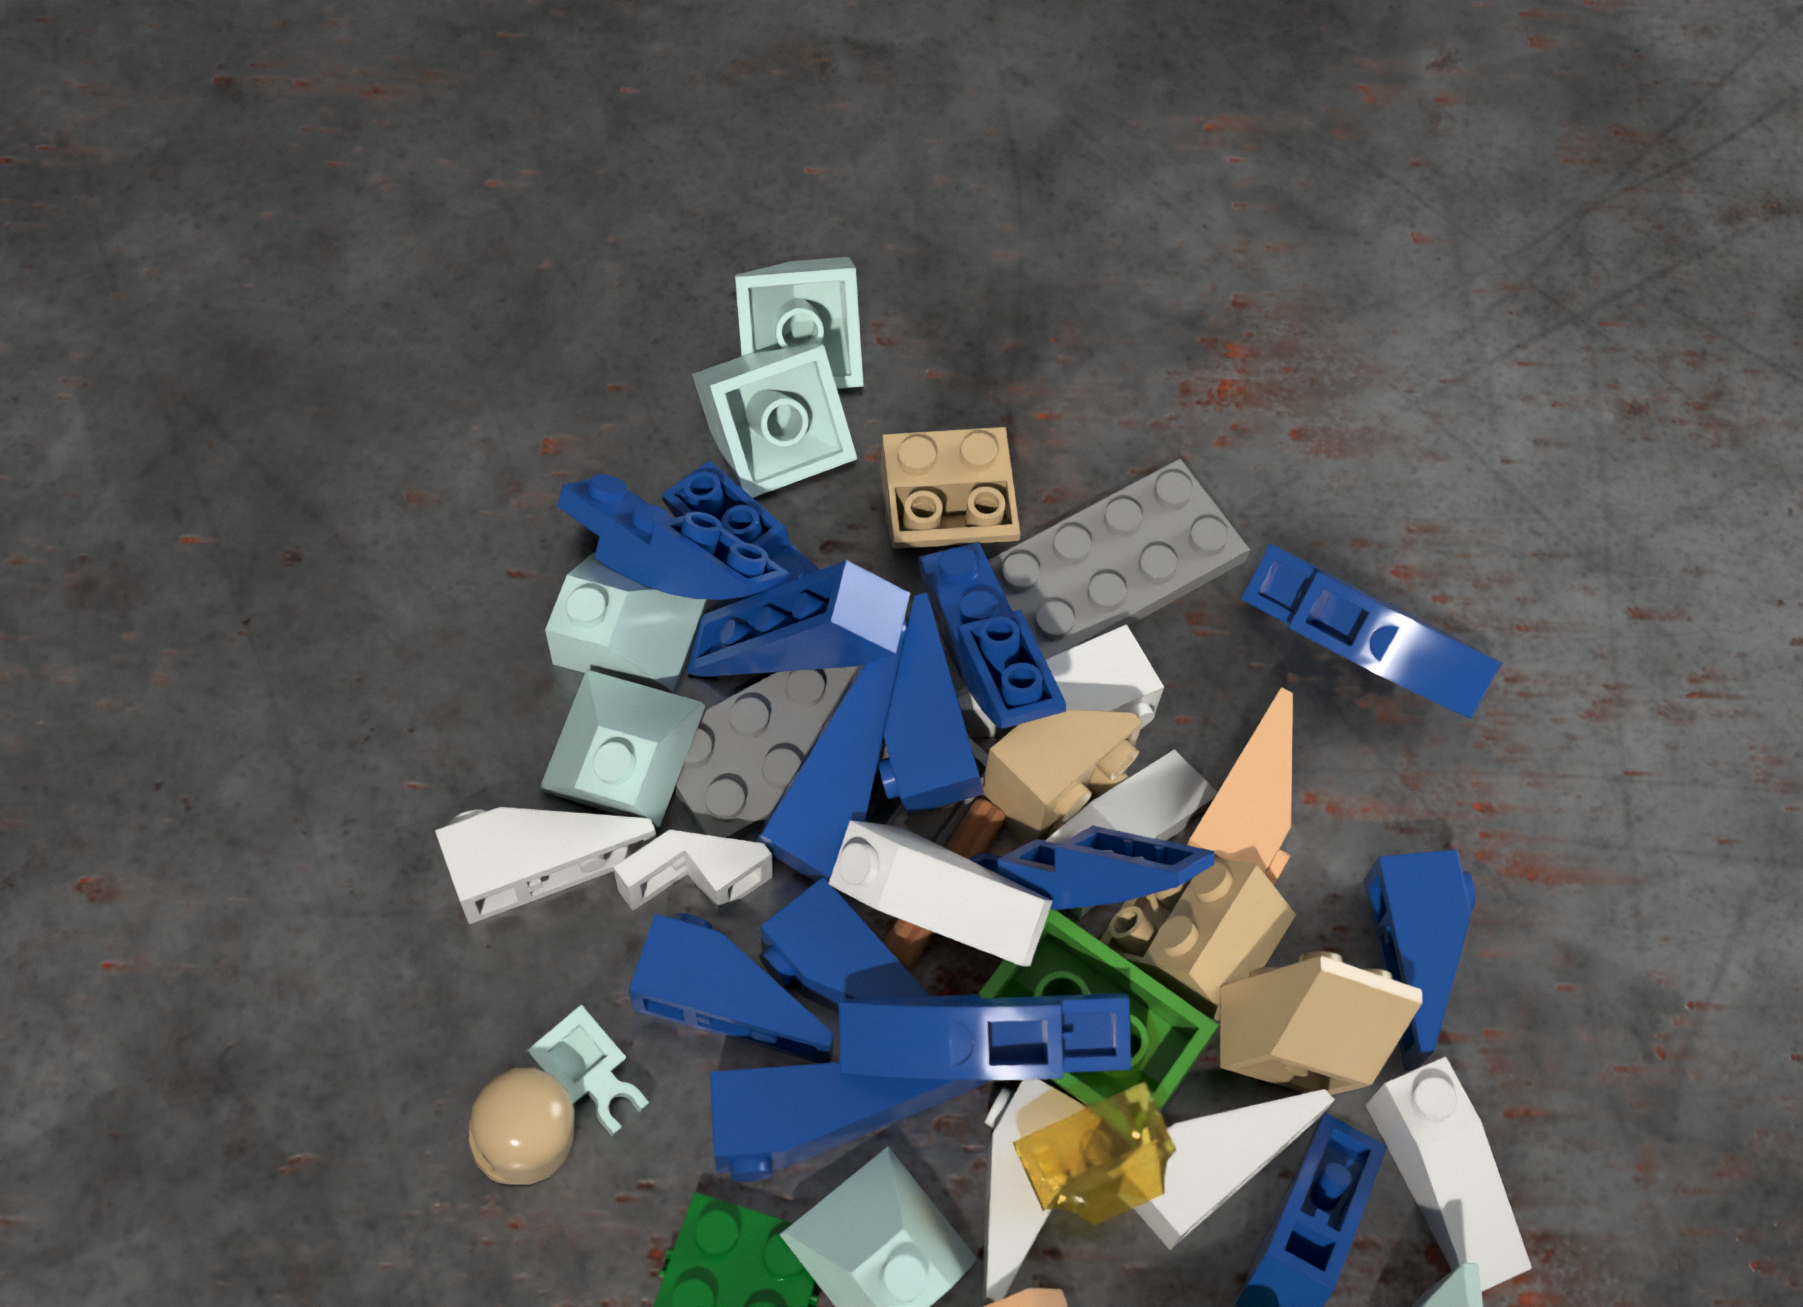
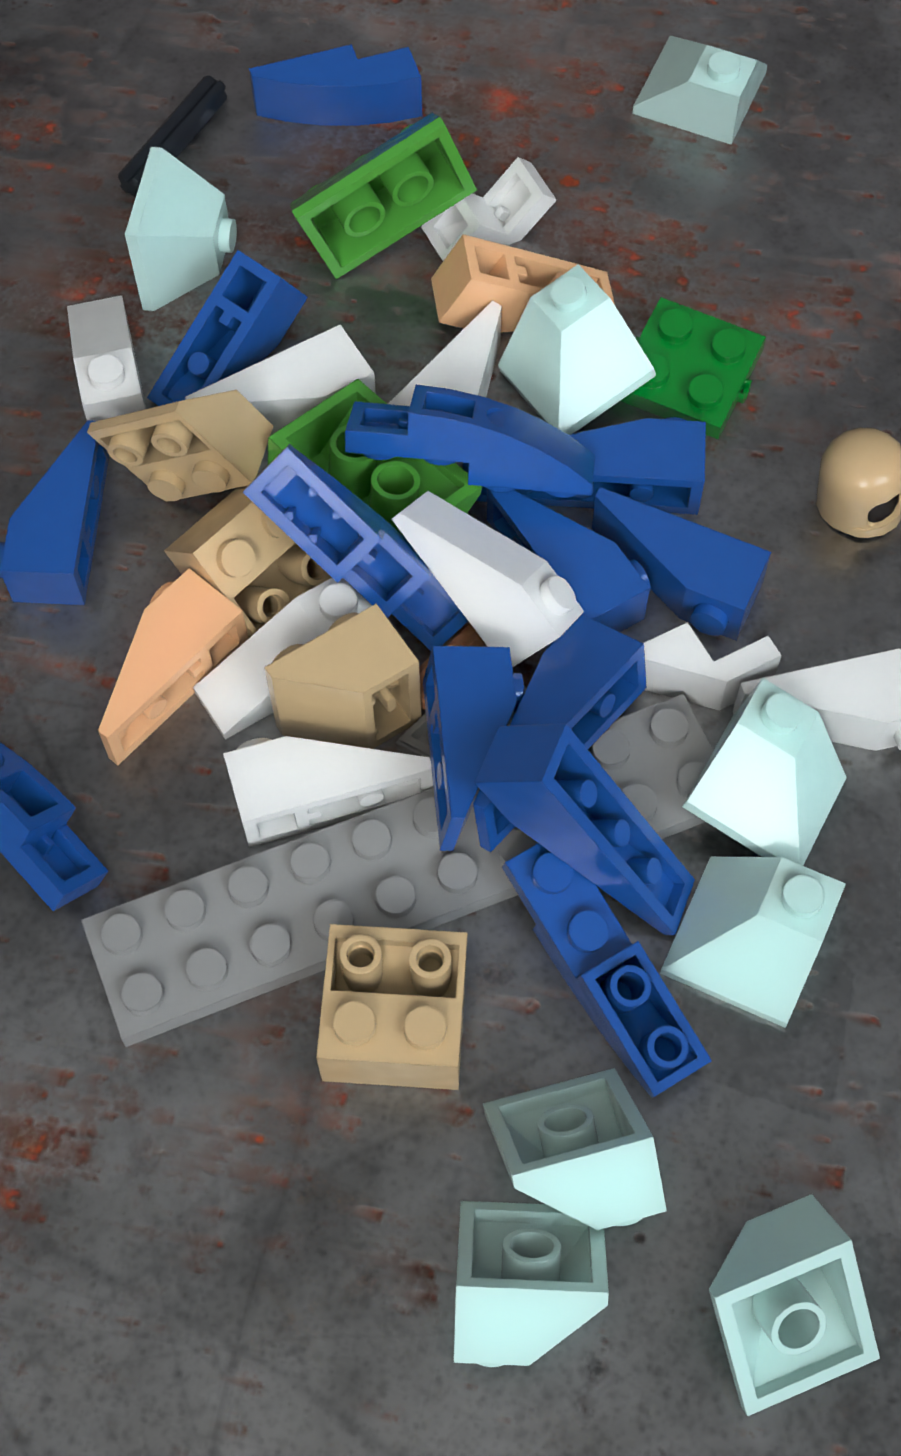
camera: 165 degrees left, 0 degrees up
(583, 1062) = (807, 531): light aqua plate -> none
(588, 335) = (791, 1305): none -> light aqua slope
(676, 555) = (712, 969): blue slope -> none
(988, 639) = (391, 789): blue slope -> none
(1100, 1156) = (389, 363): clear yellow slope -> none

